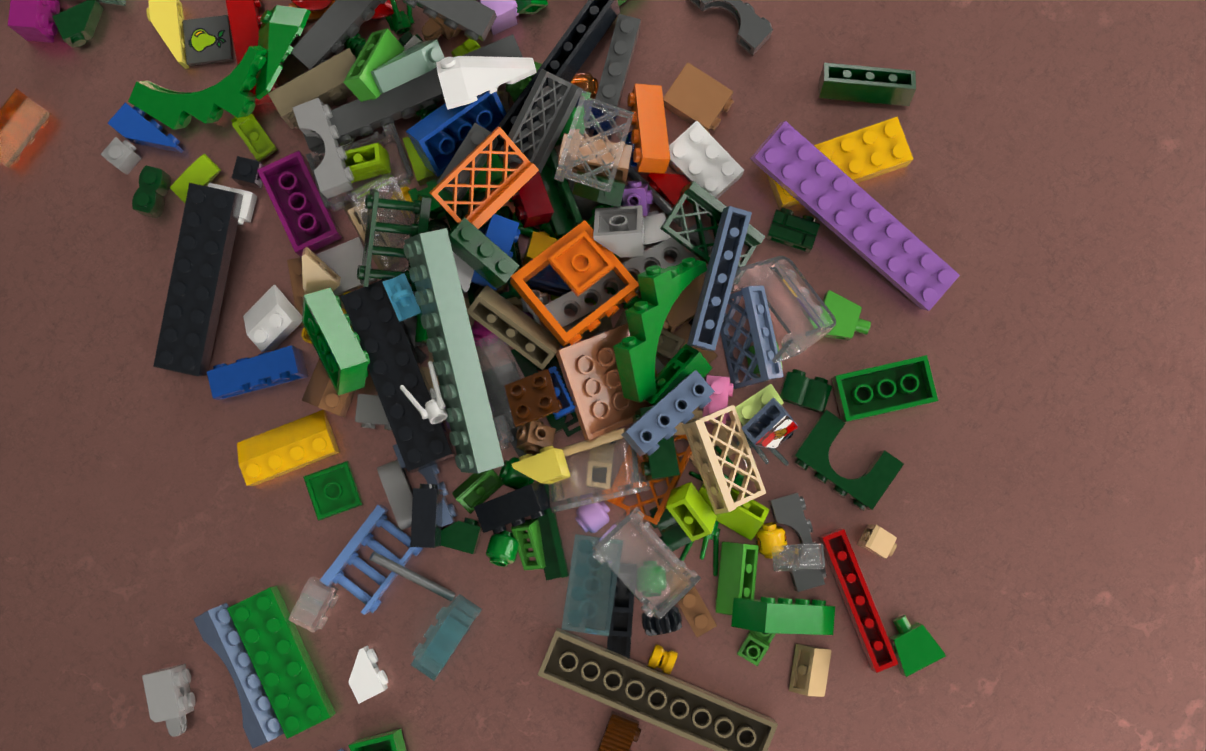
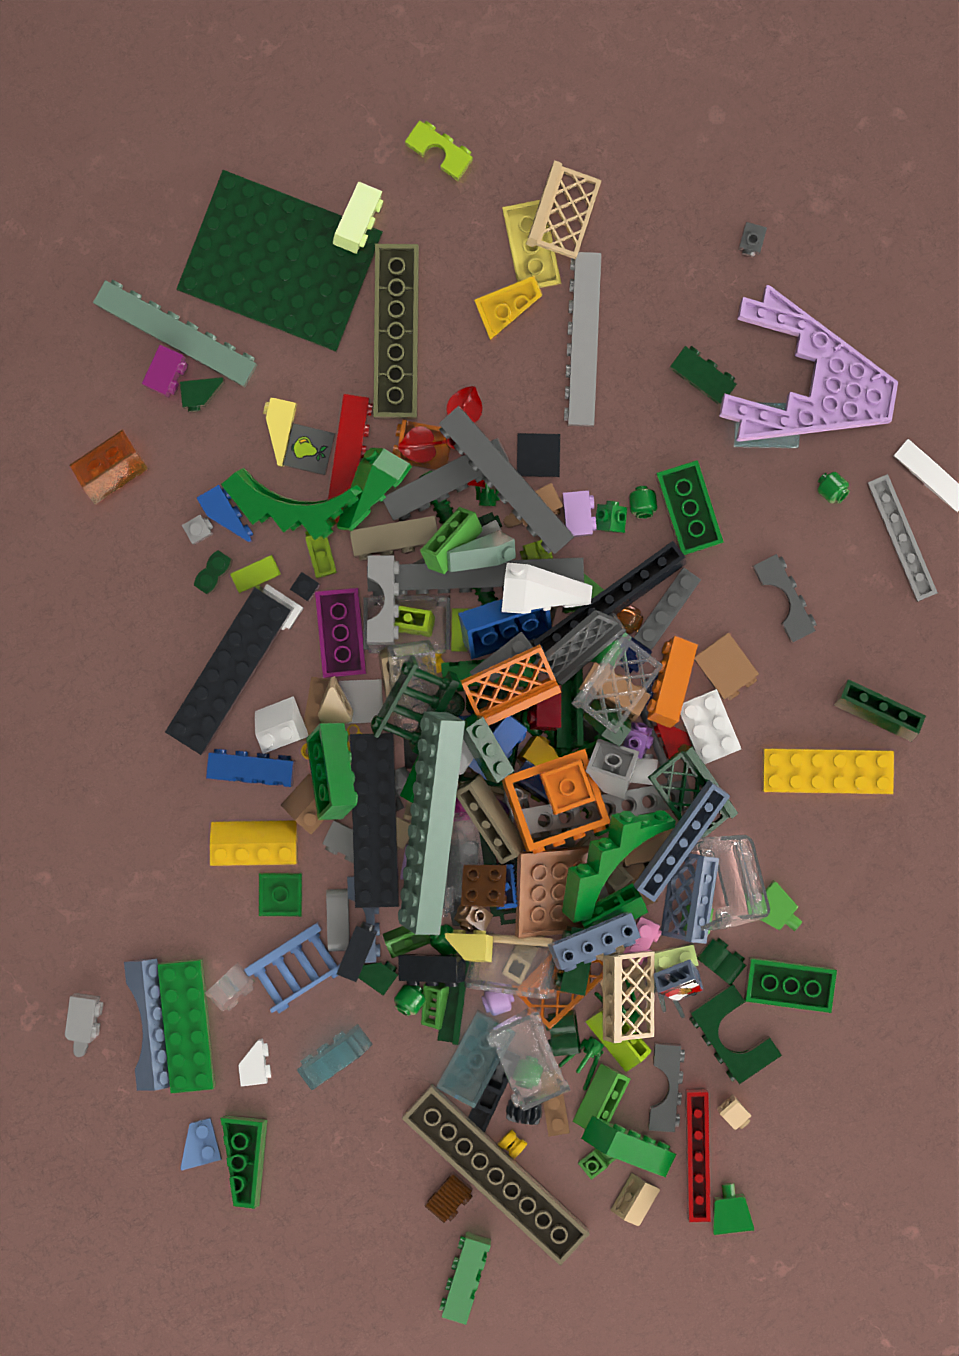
camera: 15 degrees right, 5 degrees up
(401, 297) = (403, 756): medium azure hips -> none
(412, 576) = (326, 997): dark grey bar -> none
(434, 408) = (397, 864): white plant -> none
(691, 511) = (583, 1029): lime brick -> none
(768, 537) = (643, 1078): yellow head -> none
(793, 230) = (765, 815): dark green brick -> none
(798, 557) = (660, 1101): clear slope -> none
(854, 216) = (820, 827): medium lavender brick -> none

